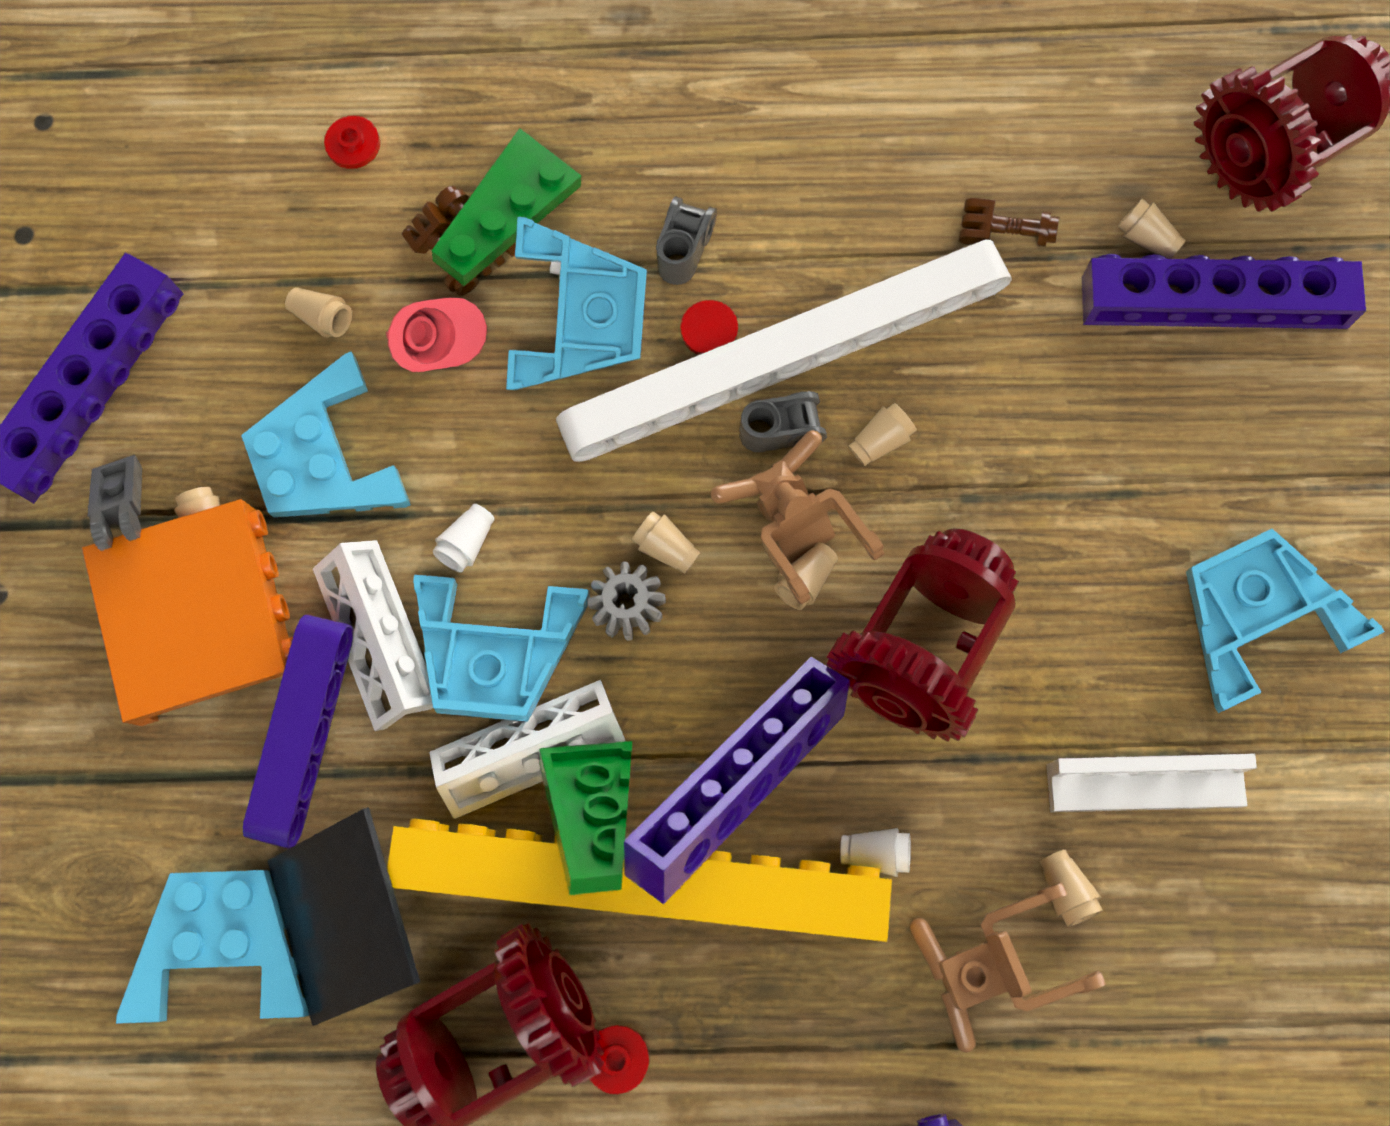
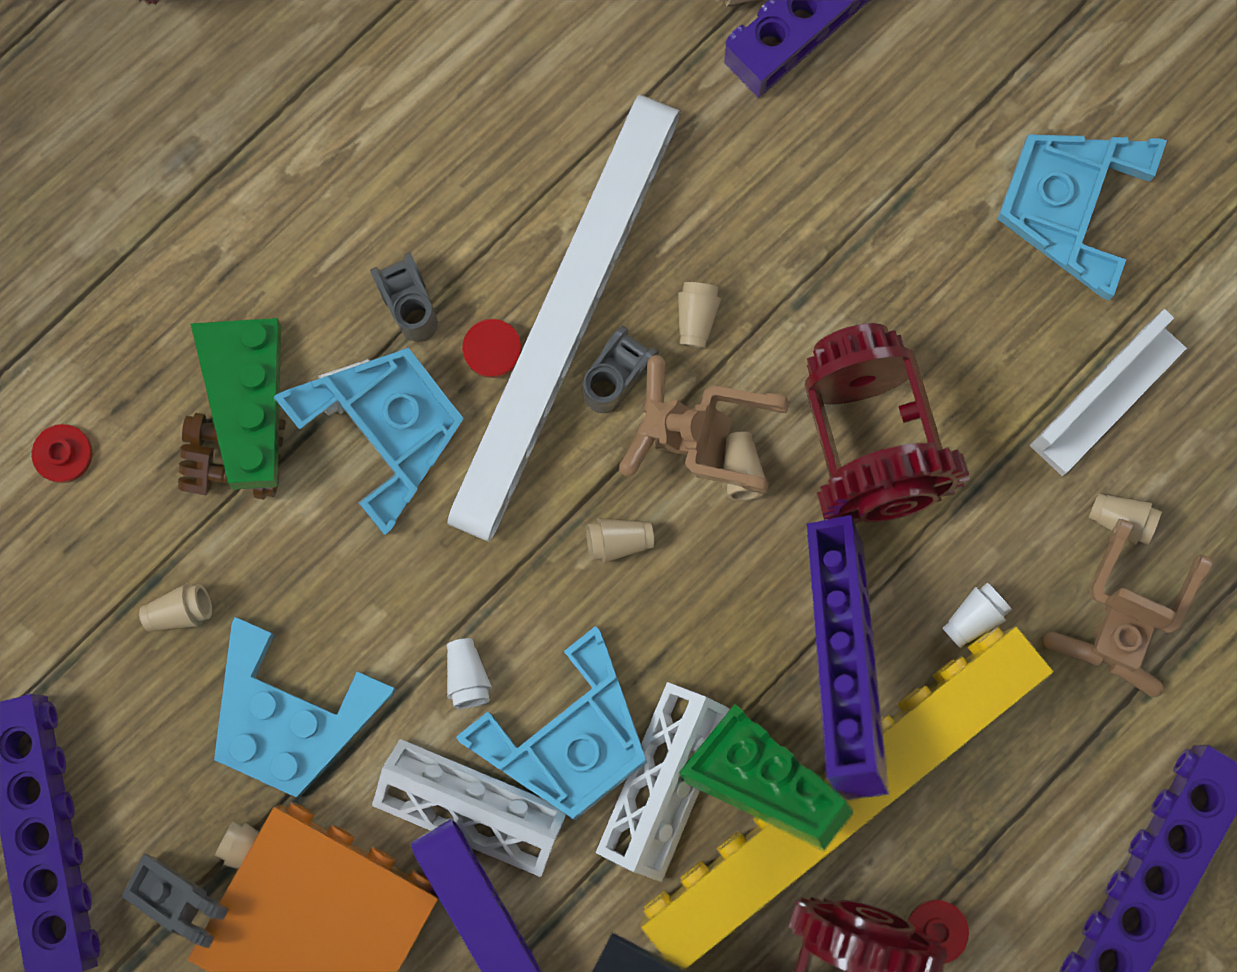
camera: 45 degrees left, 5 degrees up
(436, 334) = (290, 543): coral piece -> none
(608, 601) = (646, 601): light grey gear -> none
(982, 221) = (618, 82): reddish brown hinge -> none

